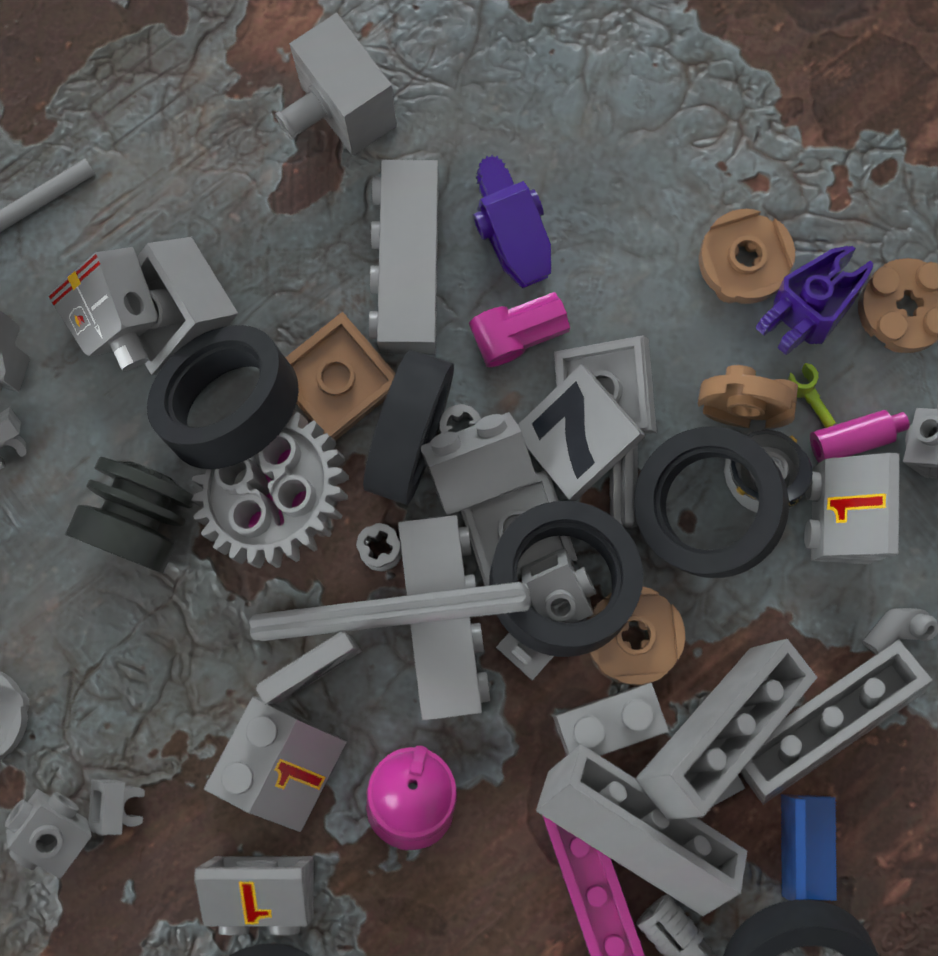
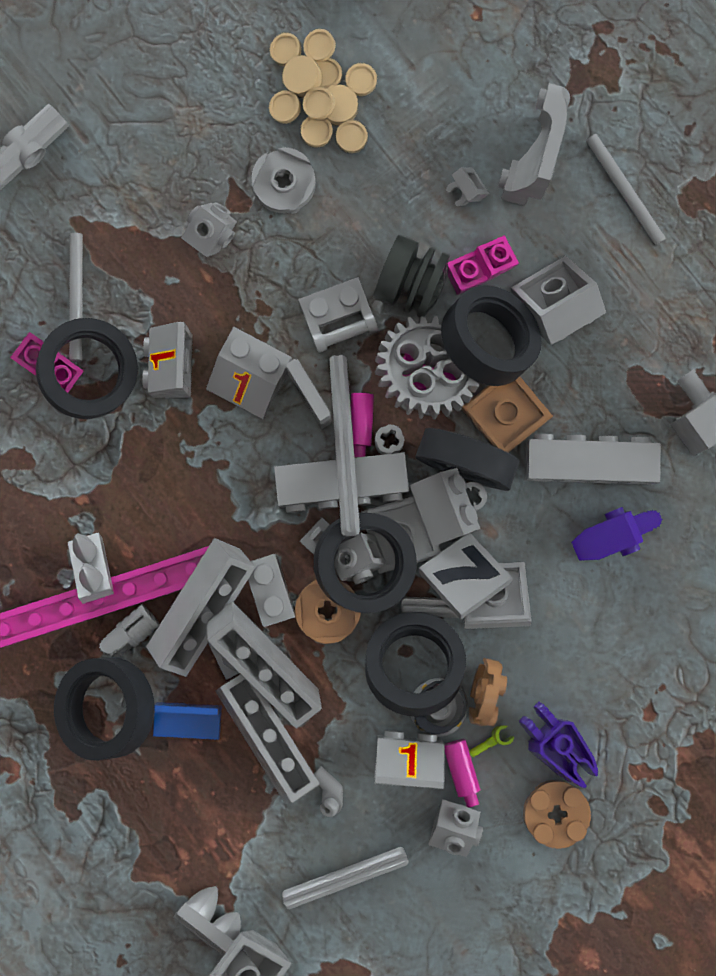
camera: 90 degrees right, 5 degrees up
(107, 806) = (225, 265): light grey tile -> none
(108, 306) = (555, 258): light grey torso -> none
(116, 415) = (481, 265): none -> dark pink slope
(174, 636) = (334, 305): none -> light grey plate
(346, 588) = (362, 420): none -> dark pink cylinder
(408, 816) = (213, 461): dark pink helmet -> none
(507, 333) = (538, 529): dark pink piece -> none
(758, 234) = (608, 709): medium nougat plate -> none

